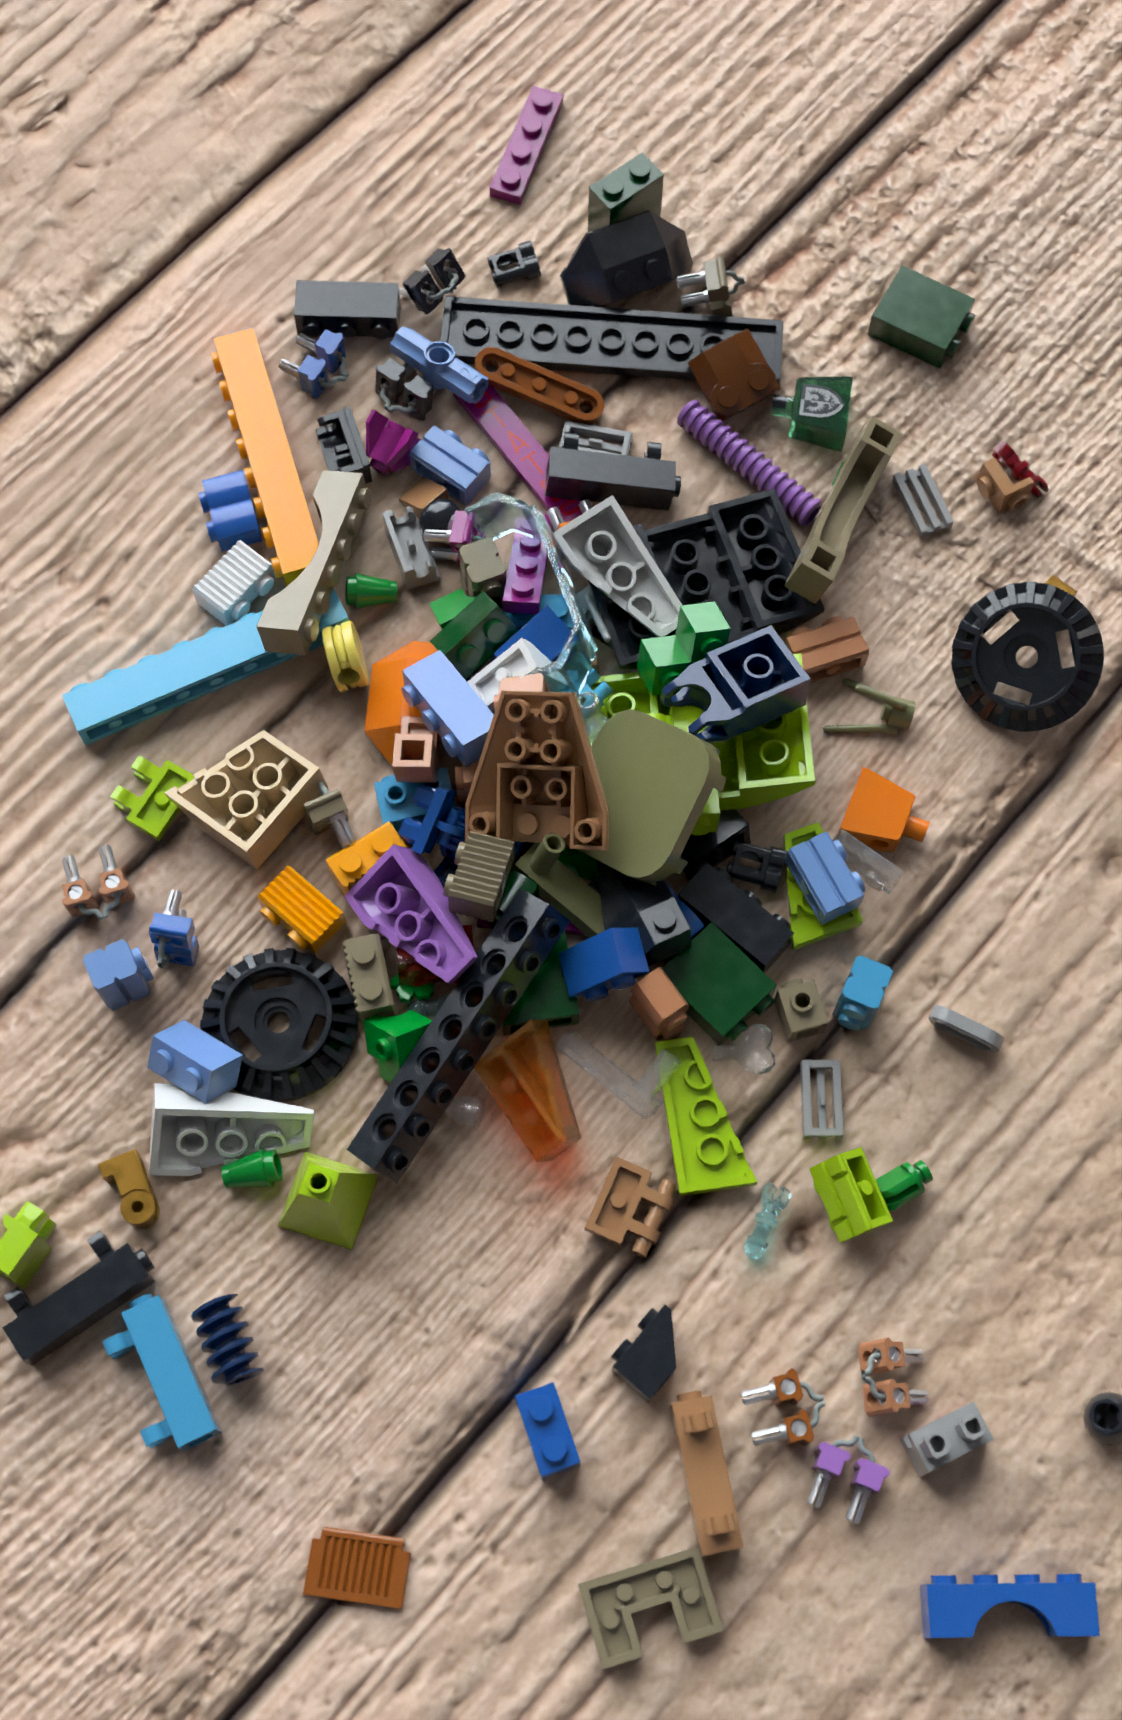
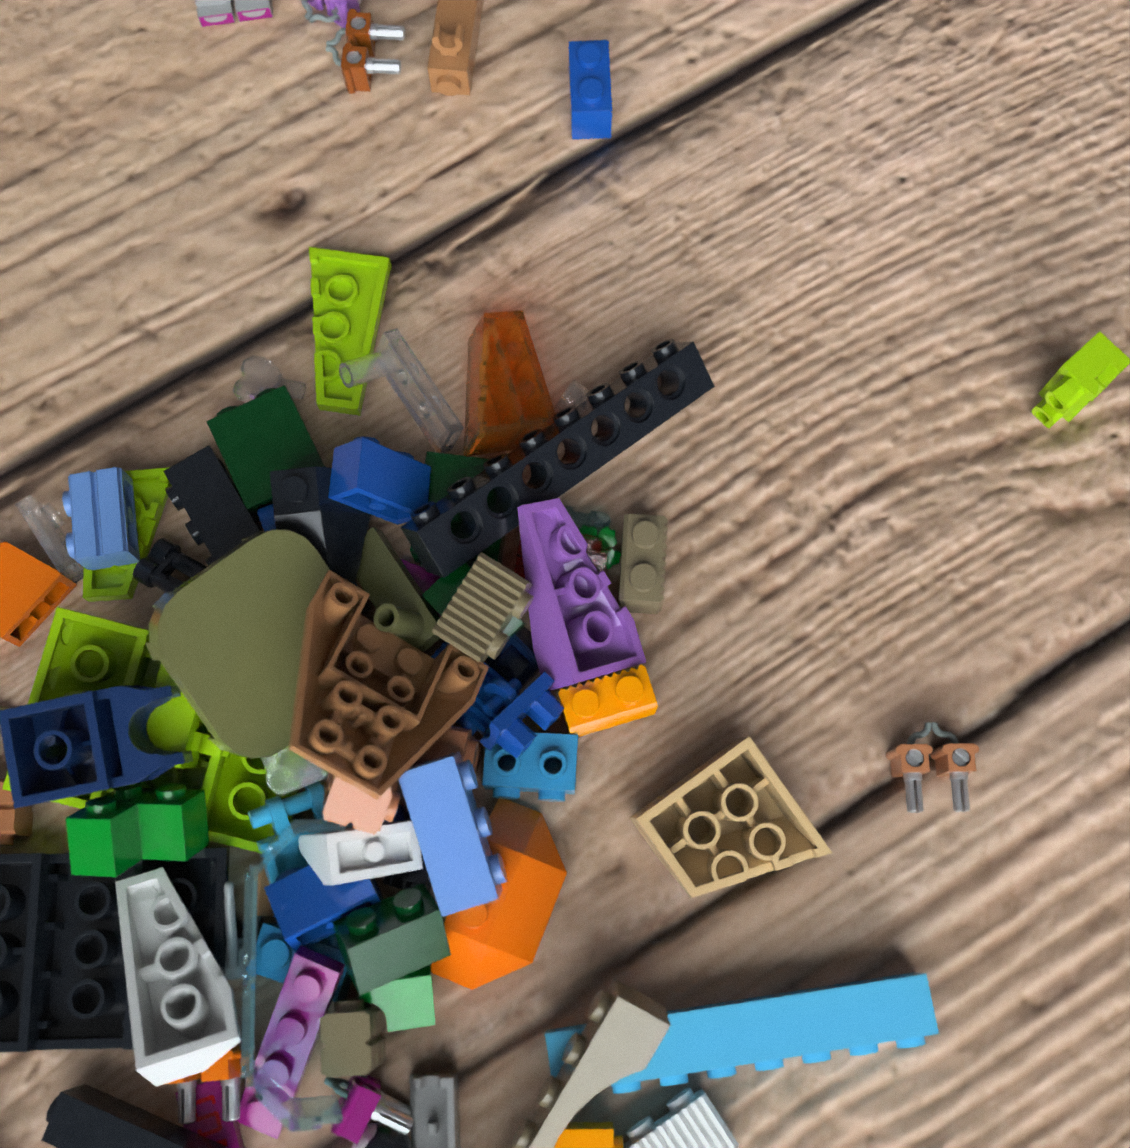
camera: 160 degrees left, 5 degrees up
(78, 1303) = (1020, 321): black brick -> none
(119, 974) = (927, 639): medium blue brick -> none
(139, 1200) = (945, 420): pearl gold leg -> none
(153, 810) = (851, 848): lime plate -> none
(170, 1374) = (939, 235): dark azure brick -> none
(174, 934) = (859, 674): blue piece -> none
(194, 1061) = (859, 518): medium blue brick -> none
(225, 1341) = (877, 243): dark blue piece -> none
(232, 1126) = (866, 464): white wedge -> none
(254, 1170) = (815, 402): green cone -> none
(284, 1068) = (704, 570): black gear -> none
(301, 910) = (699, 667): light orange brick -> none
(328, 1200) = (750, 353): lime slope -> none
(329, 812) = (638, 770): dark tan piece -> none
(345, 656) = (563, 979): light yellow head -> none
(357, 1567) = (794, 43): dark orange window -> none
(369, 591) = (506, 1077): green cone -> none
(393, 1039) = (629, 482): green brick -> none
(415, 752) = (512, 798): nougat brick -> none
(619, 1201) = (450, 272): medium nougat plate -> none
(651, 1356) = (473, 127): black slope -> none
(659, 1005) = (331, 423): nougat brick -> none
(765, 1221) = (317, 216): clear light blue piece -> none
(800, 1009) = (192, 399): dark tan brick -> none
(822, 1131) = (215, 350): light grey tile -> none
(850, 1194) = (223, 205): lime brick -> none
(862, 993) = (121, 384): dark azure brick -> none
(887, 1395) = (256, 62): nougat piece -> none
(904, 1184) = (171, 208): green arm -> none
(966, 1029) = (35, 334): light grey tile -> none

